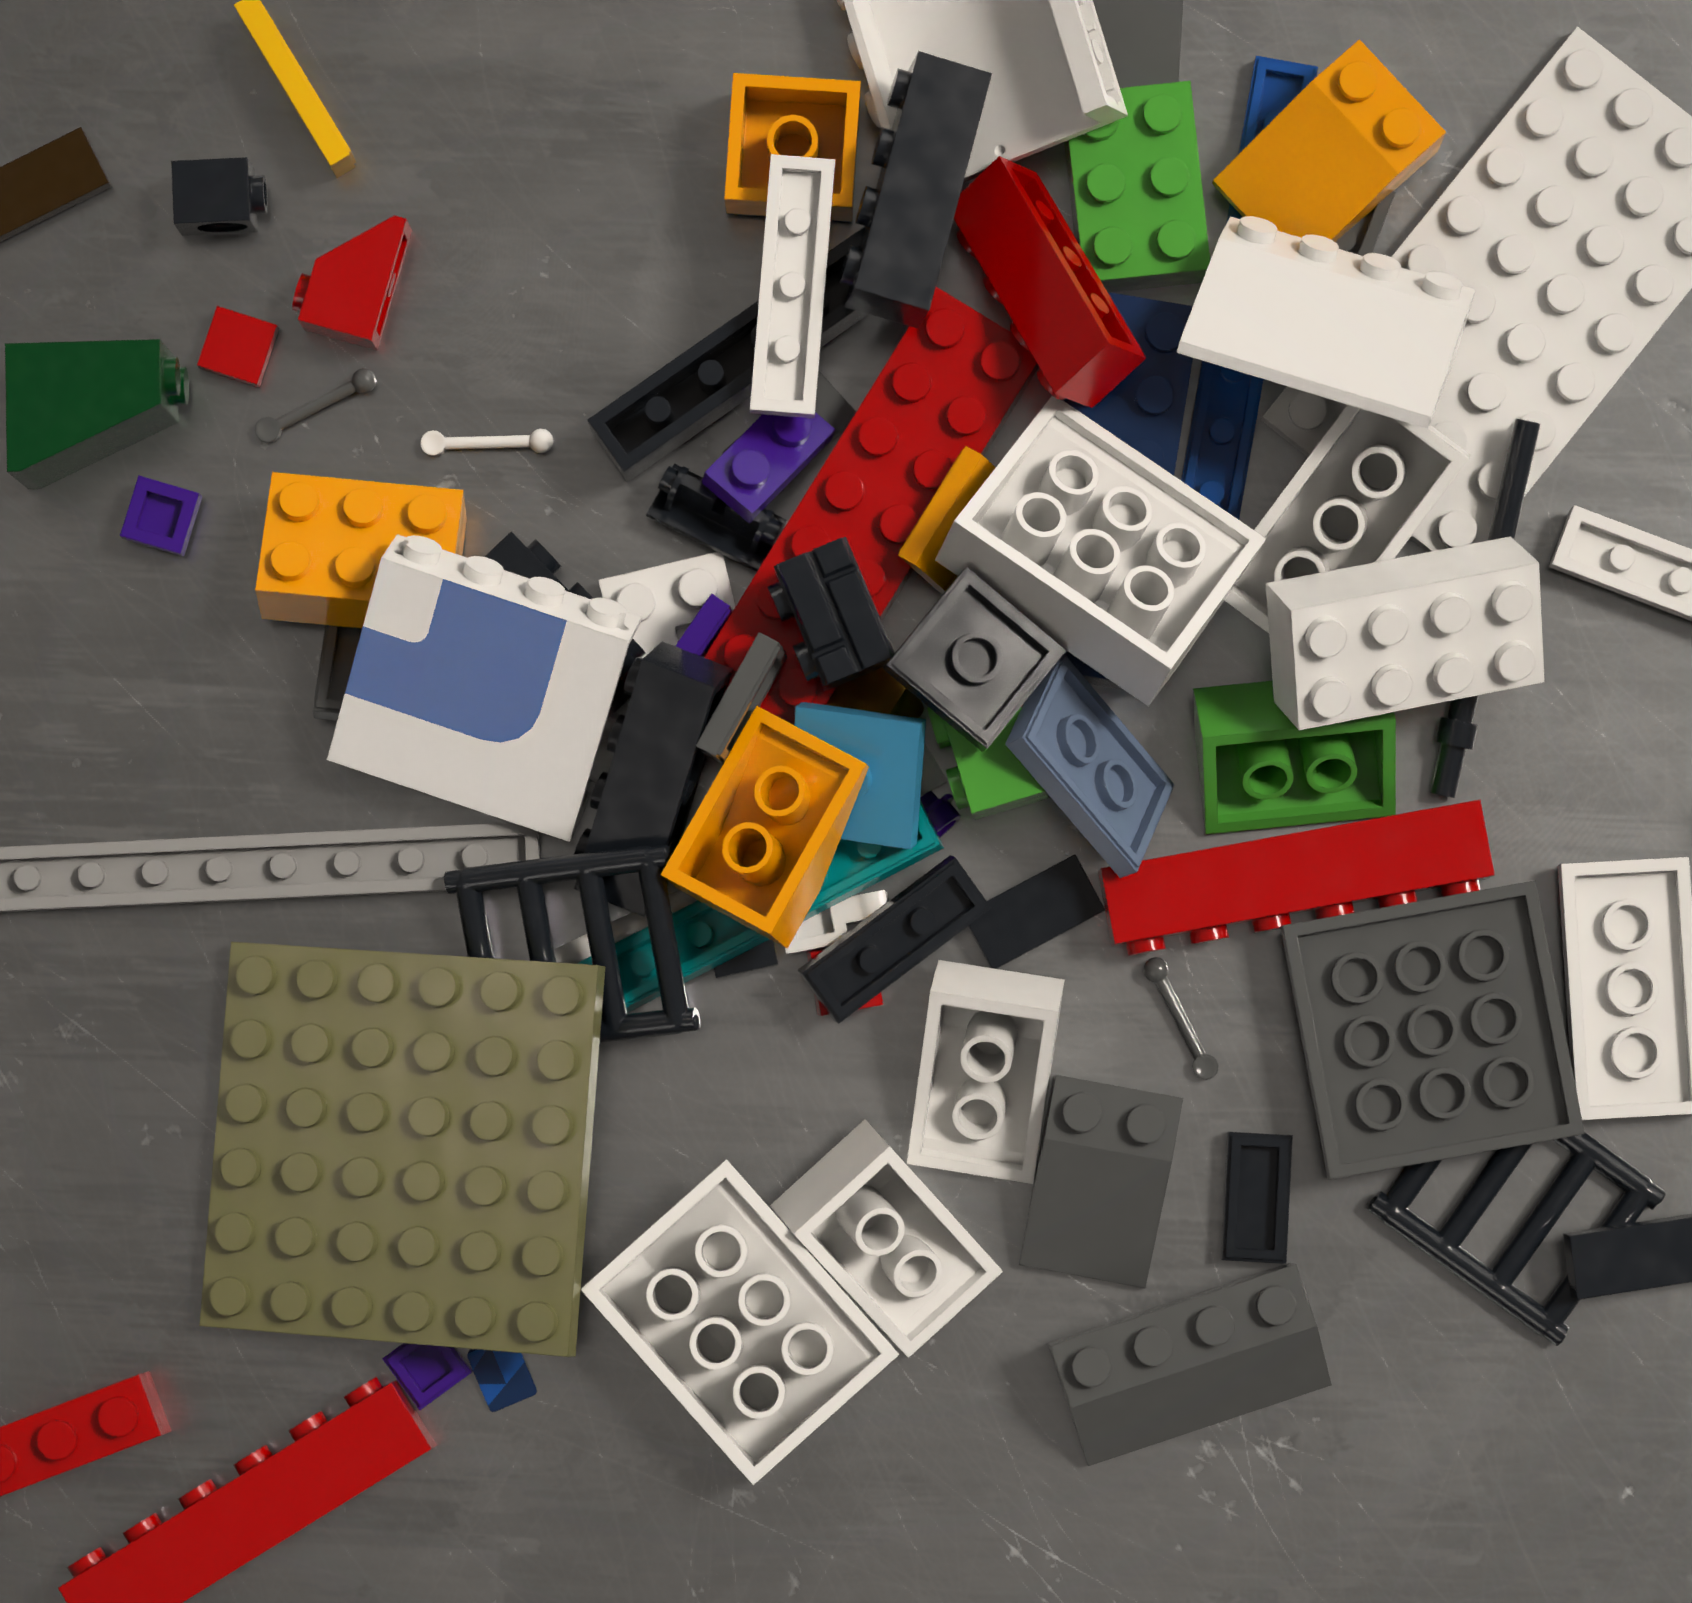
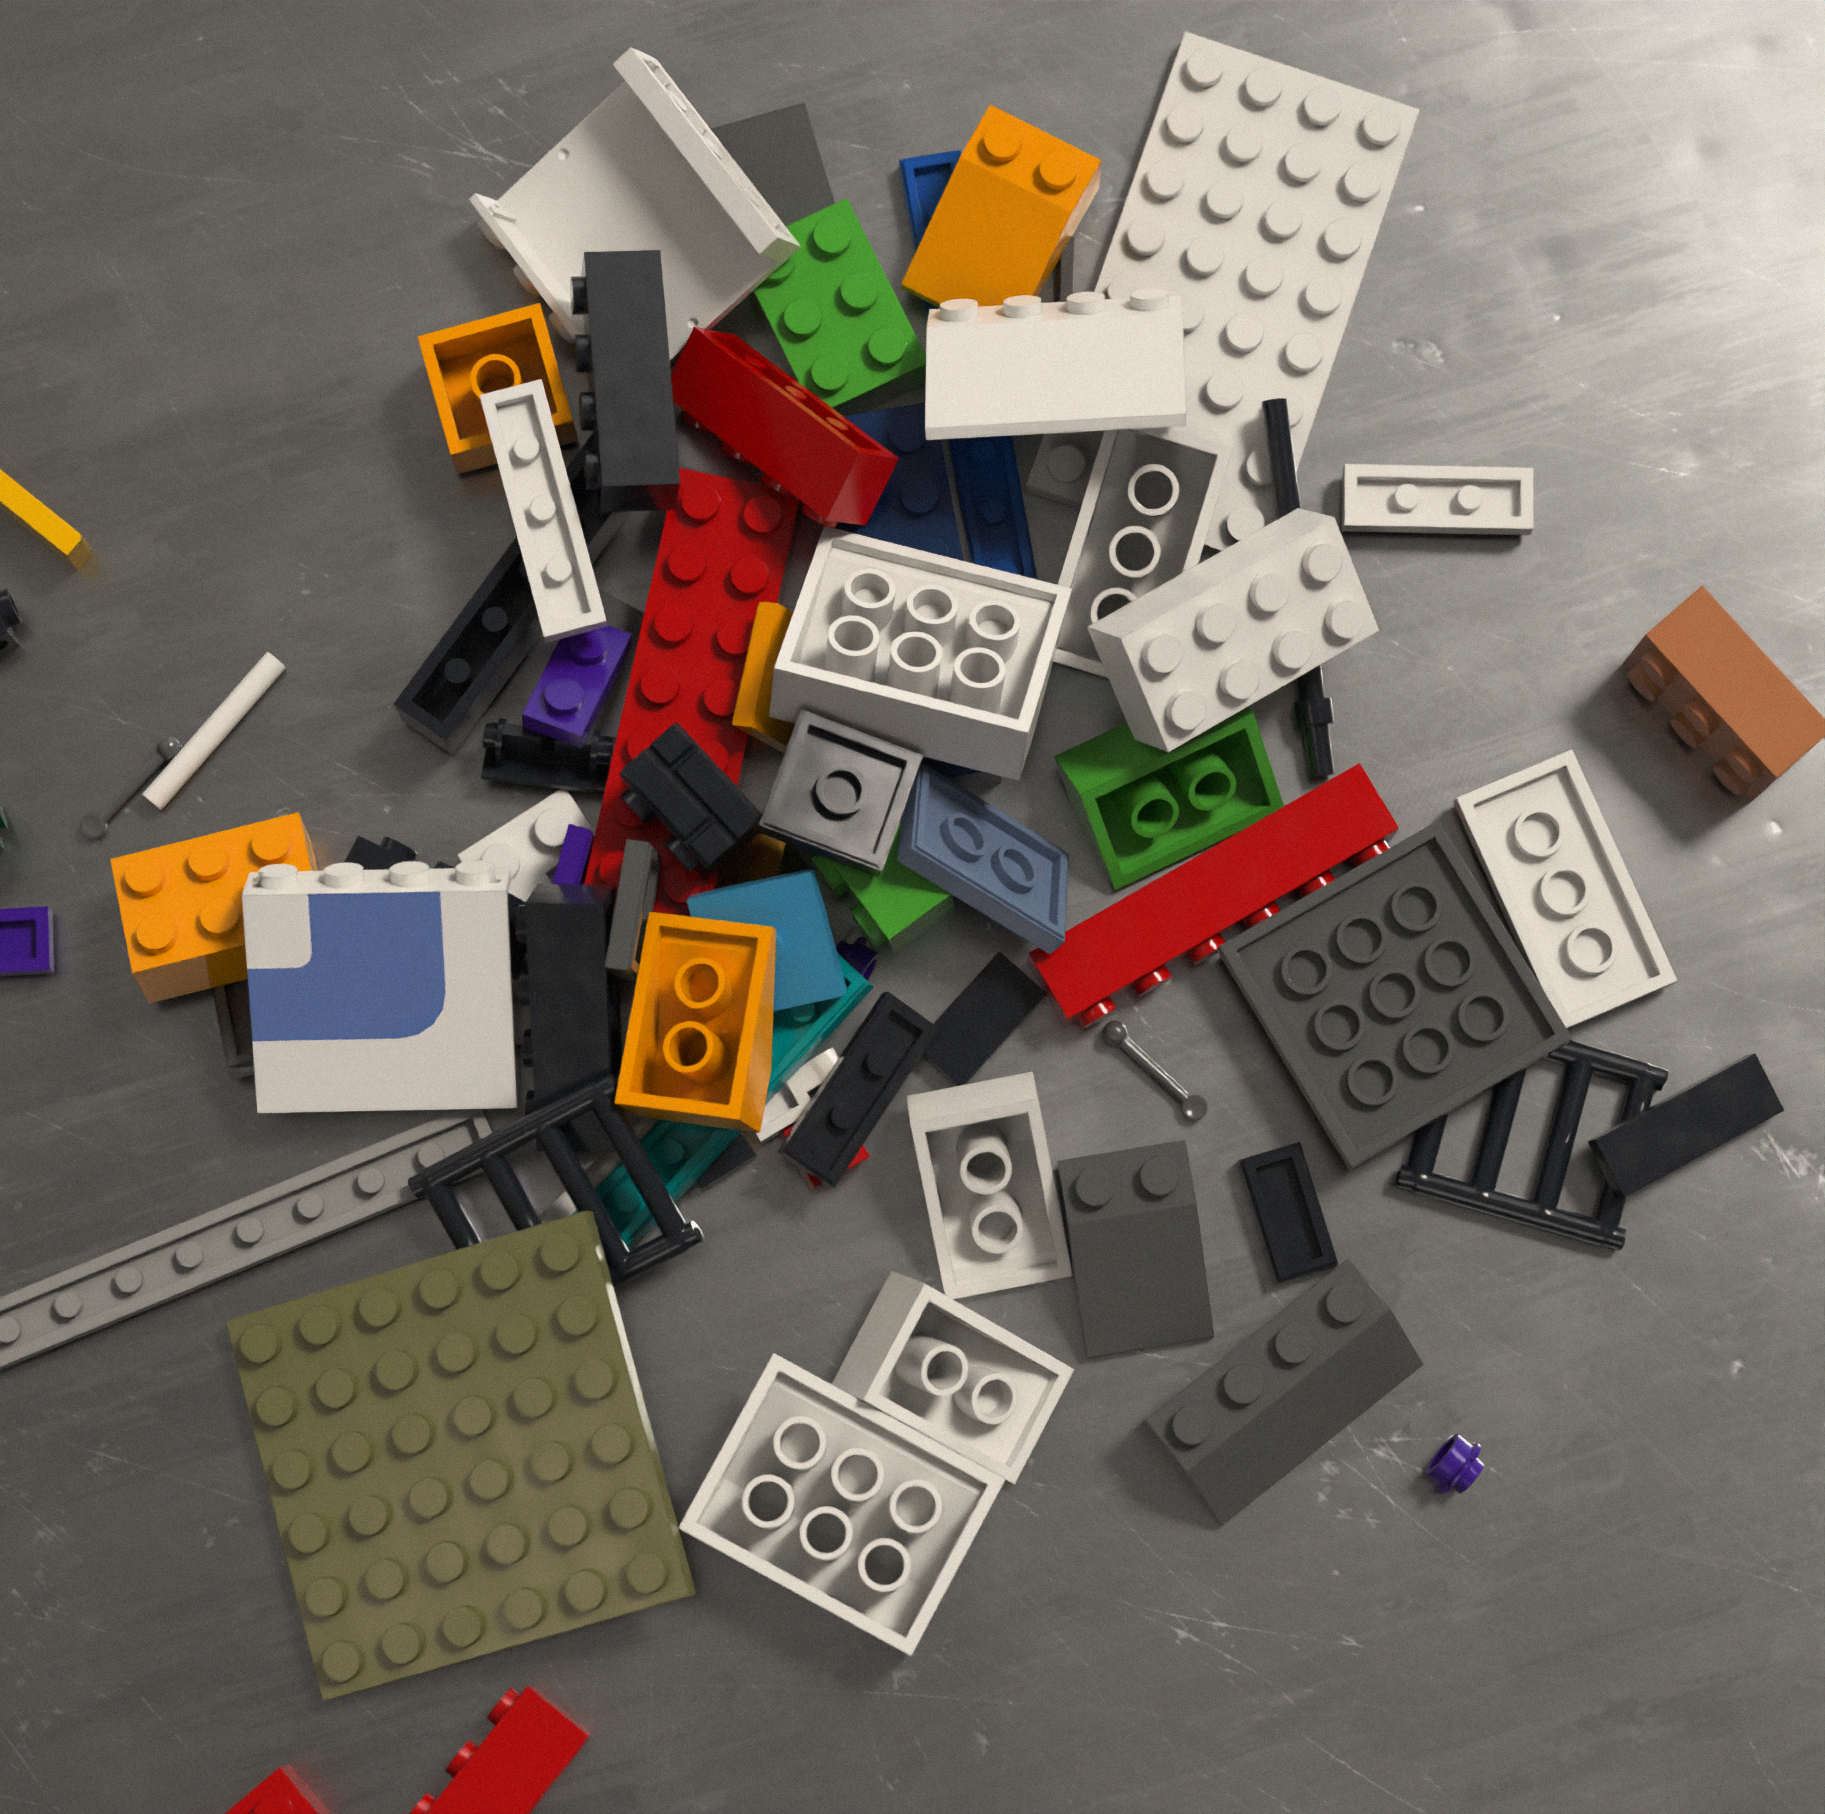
camera: 25 degrees left, 5 degrees down
(238, 346) = (38, 758): red tile -> none
(354, 285) = (128, 661): red slope -> none
(411, 379) = (214, 731): none -> white bar
(426, 1370) = (557, 1663): dark purple tile -> none
(436, 444) = (258, 784): white hinge -> none
(501, 1377) = (631, 1643): dark blue sticker -> none
(1326, 1490) = (1455, 1465): none -> dark purple plate

